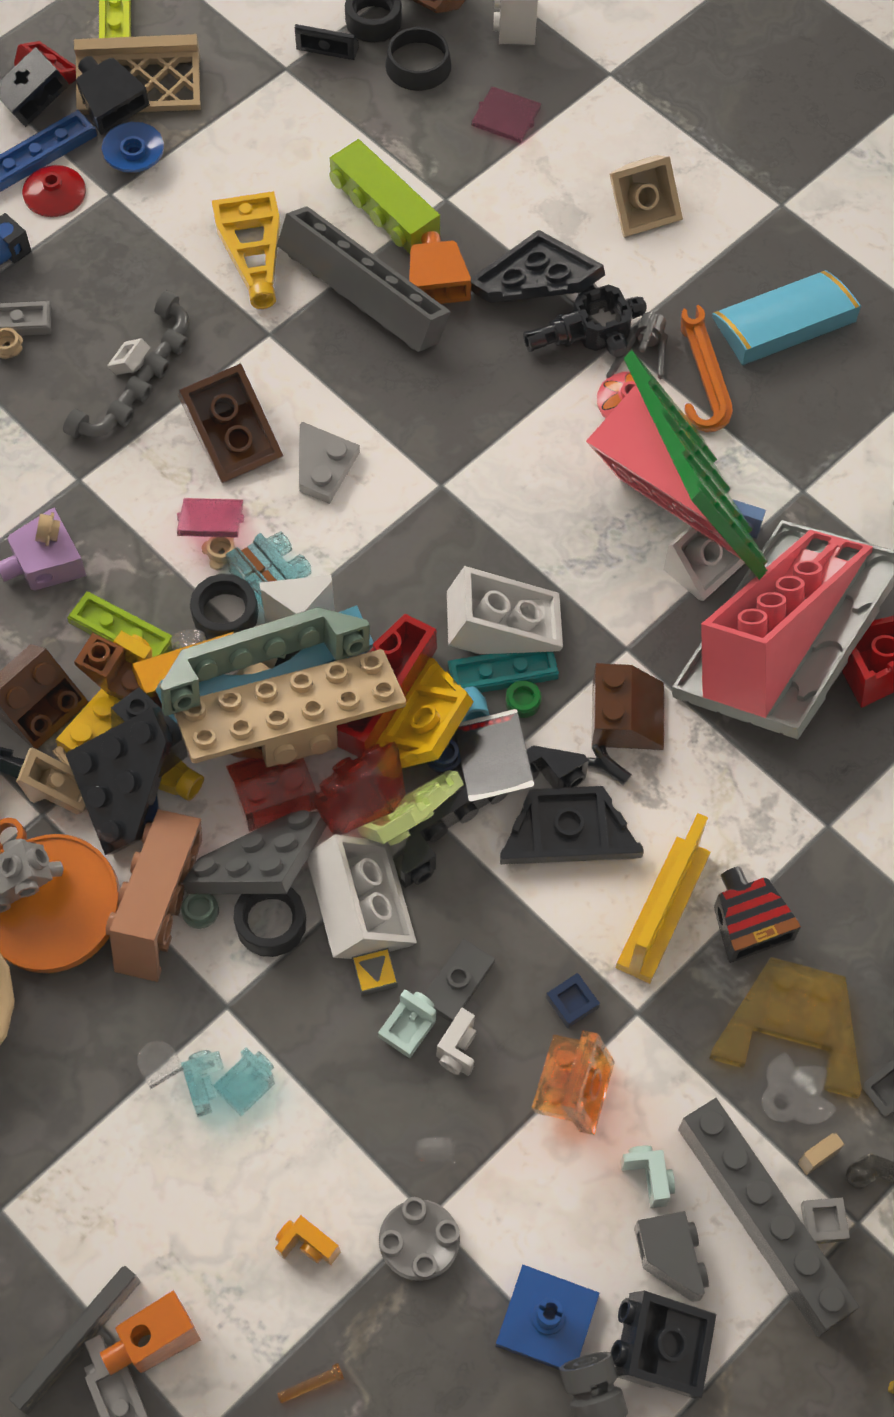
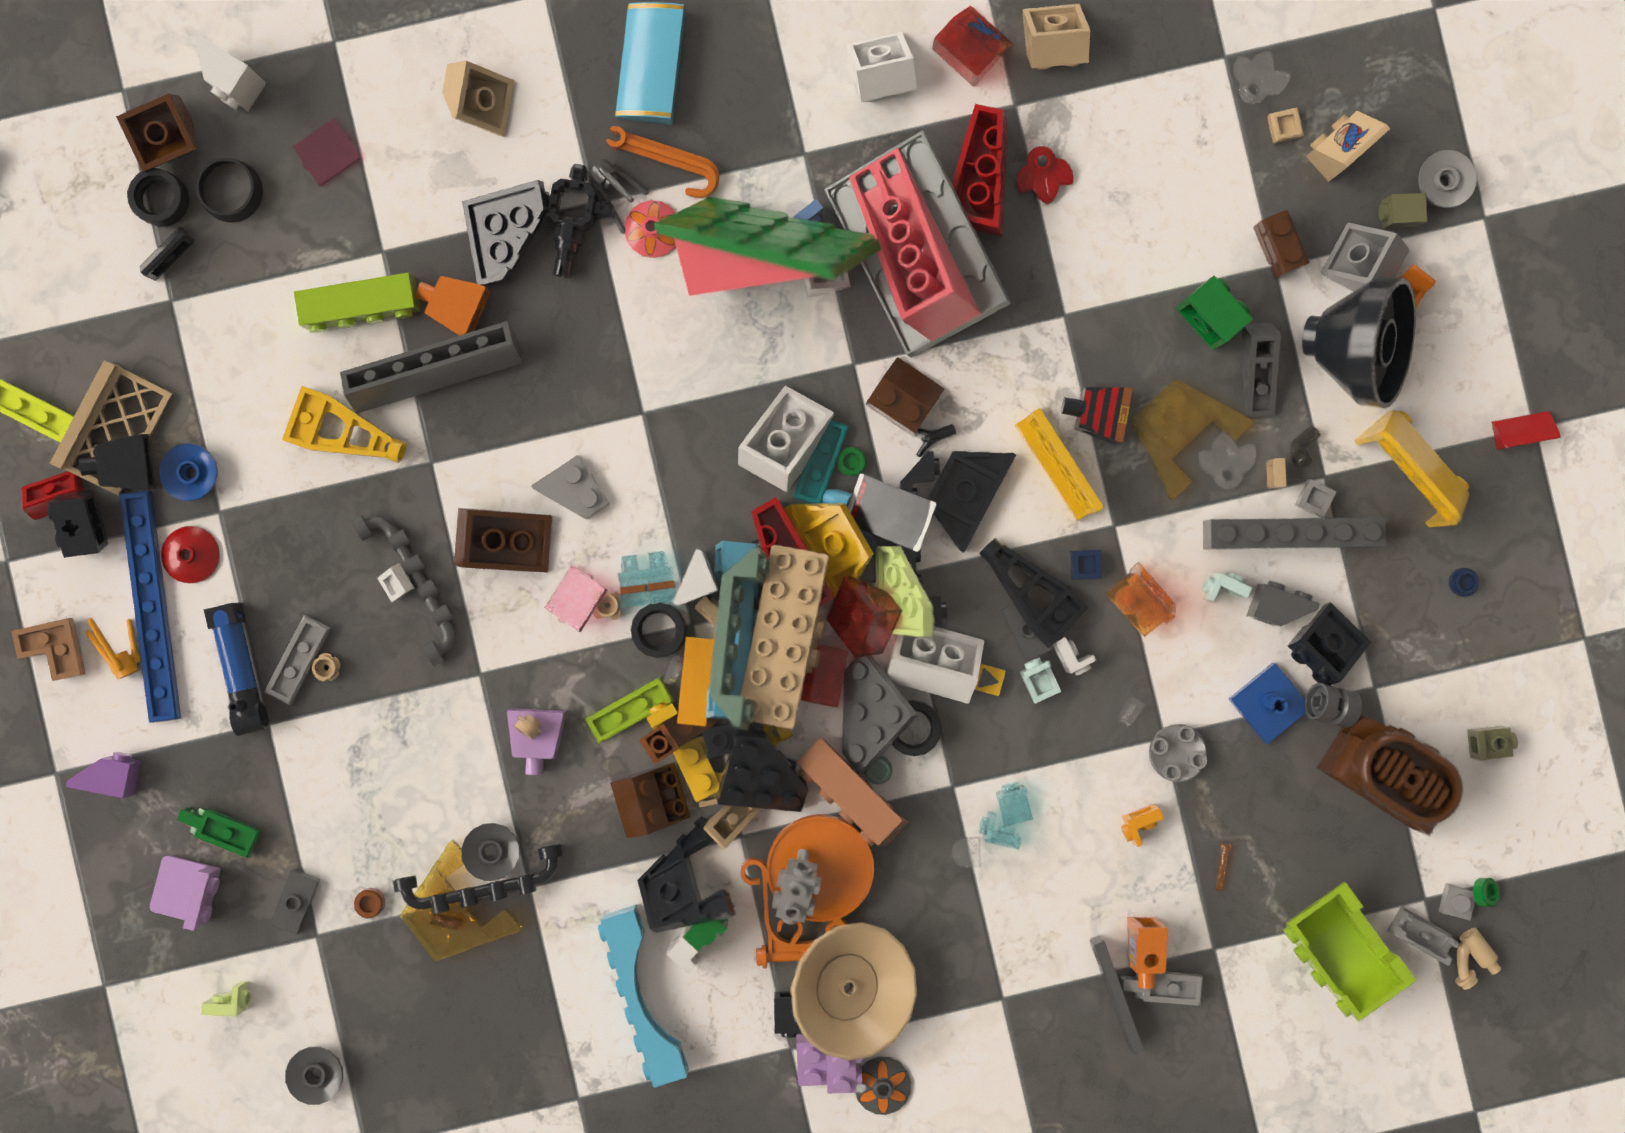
camera: 55 degrees left, 25 degrees up
(492, 998) = (1057, 616): none -> black plate

